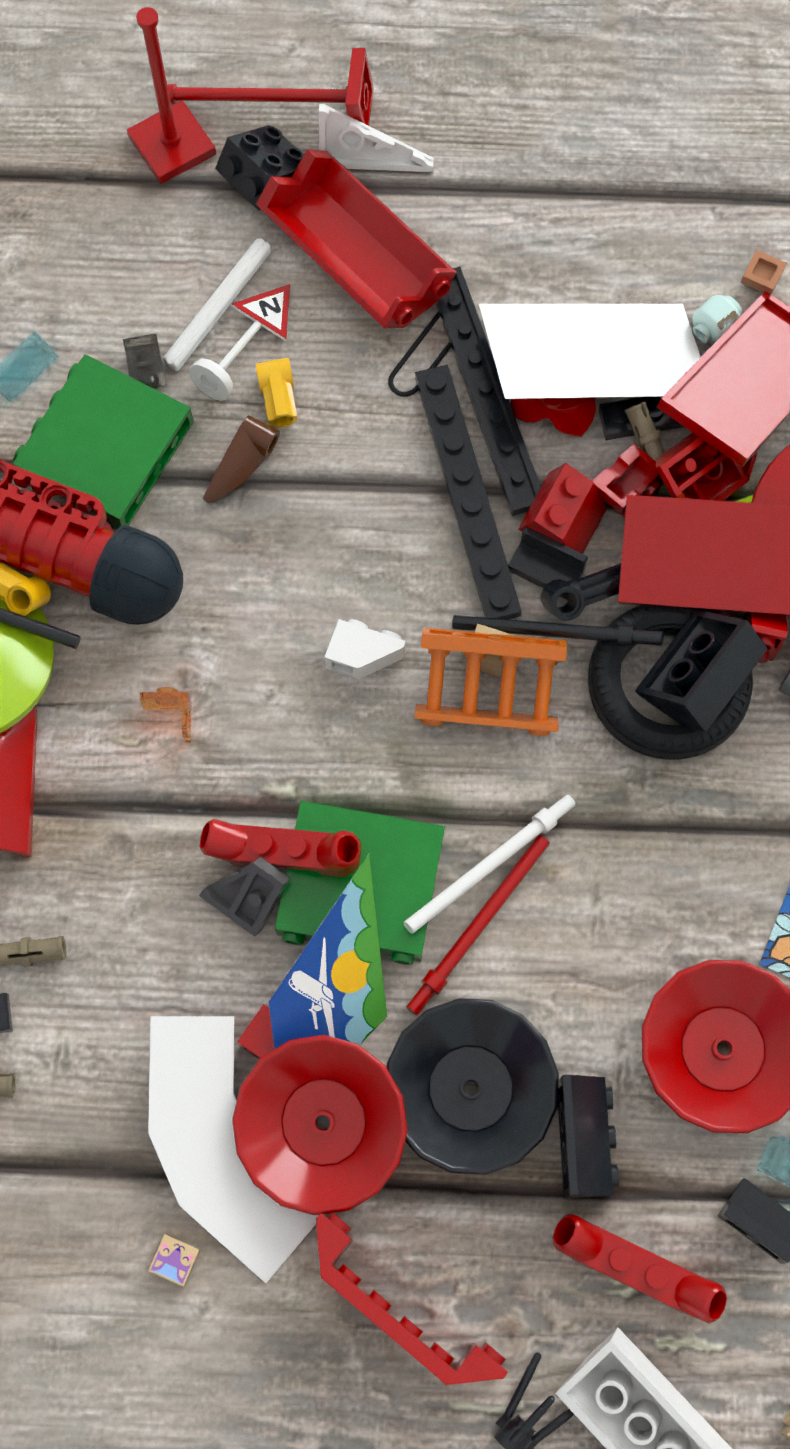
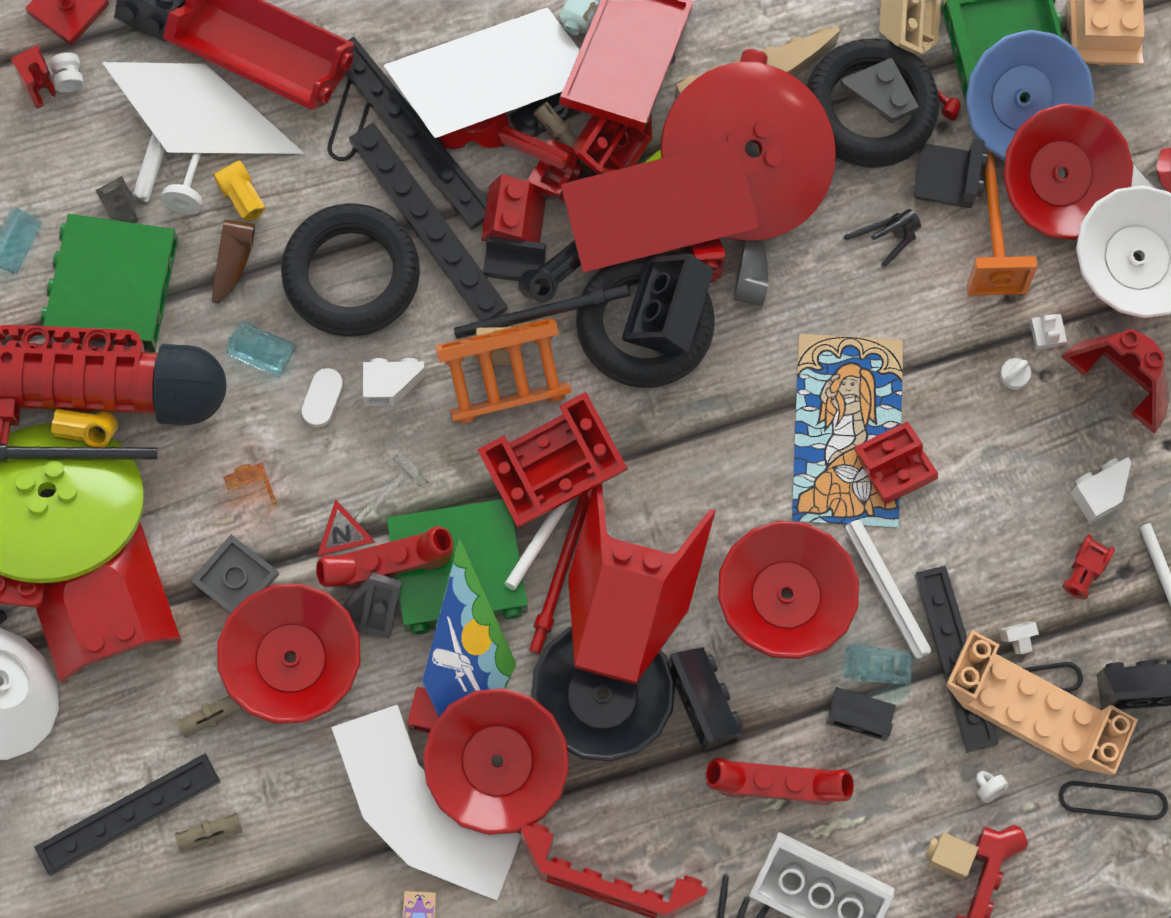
camera: 25 degrees left, 0 degrees up
(106, 197) = (33, 74): none -> red hinge
(112, 808) = (233, 574): none -> dark grey plate
(113, 885) = (280, 623): none -> red dish
(142, 213) = (66, 72): none -> white wheel
(236, 567) = (260, 349): none -> clear light blue slope
(252, 799) = (345, 532): none -> clear piece
(264, 291) = (196, 110): none -> white sticker
(282, 643) = (322, 397): none -> white tile
(351, 458) = (342, 220): none -> black tyre
(508, 803) = (553, 461): none -> red slope
(538, 987) = (628, 595): none -> red windscreen
(614, 447) = (535, 147): none -> red axle

